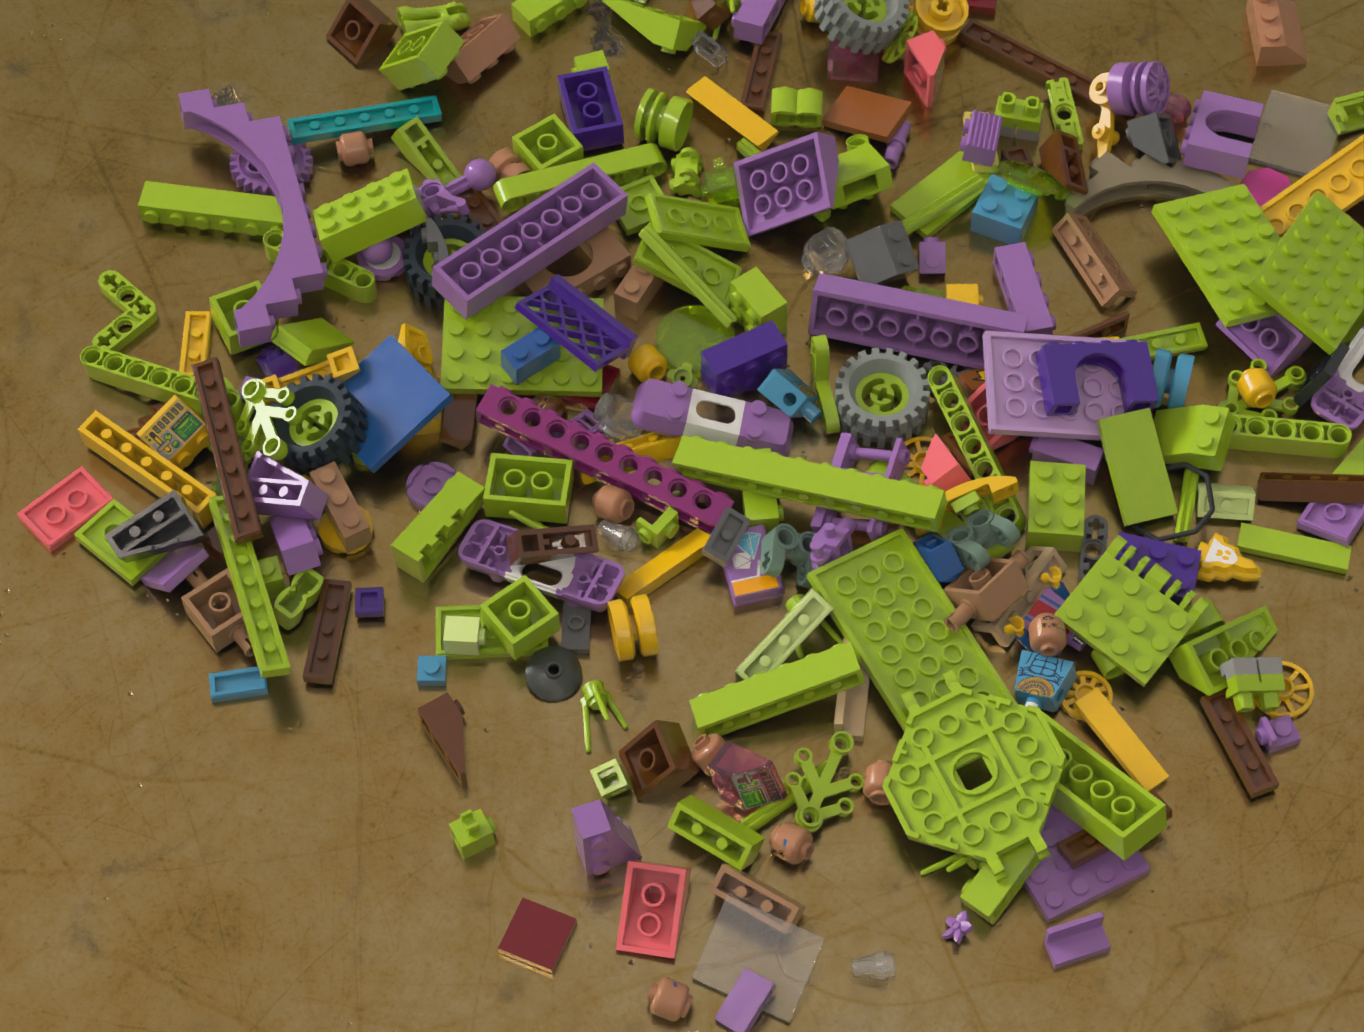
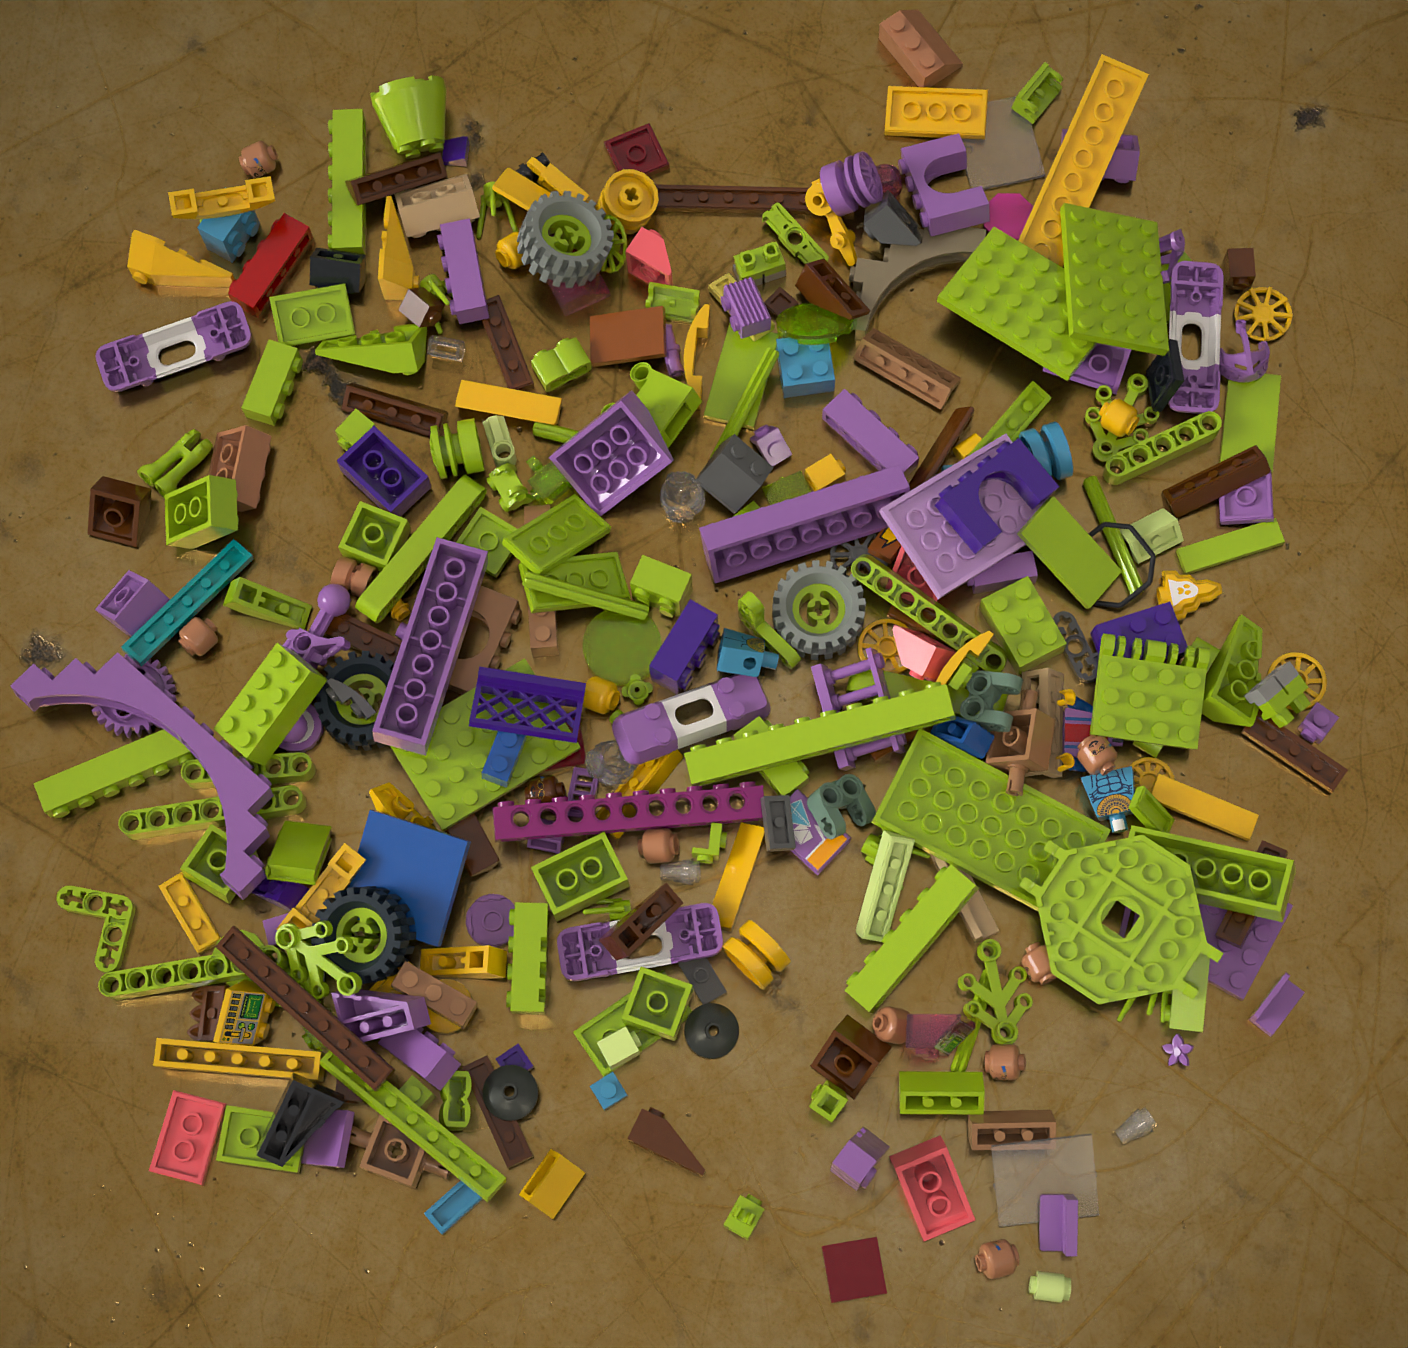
camera: 30 degrees left, 15 degrees up
(241, 269) = (199, 811): none -> lime beam
(321, 98) = (132, 603): none -> medium lavender slope
(330, 712) = (552, 1183): none -> yellow brick
(351, 629) = (520, 1102): none -> pearl dark grey dish
(386, 501) = (465, 962): none -> yellow slope
(597, 698) = (762, 1031): lime plant -> none
(630, 68) = (393, 409): none -> reddish brown slope
(704, 135) = (499, 440): none -> yellowish green piece
(832, 542) = (872, 778): medium lavender piece -> none
(928, 111) = (679, 302): none -> lime hinge
(932, 138) = (698, 329): none -> yellow slope
(1067, 710) = (1150, 811): none -> lime tile
(1195, 435) = (1097, 495): lime slope -> none
(1254, 80) = (936, 112): none -> yellow tile

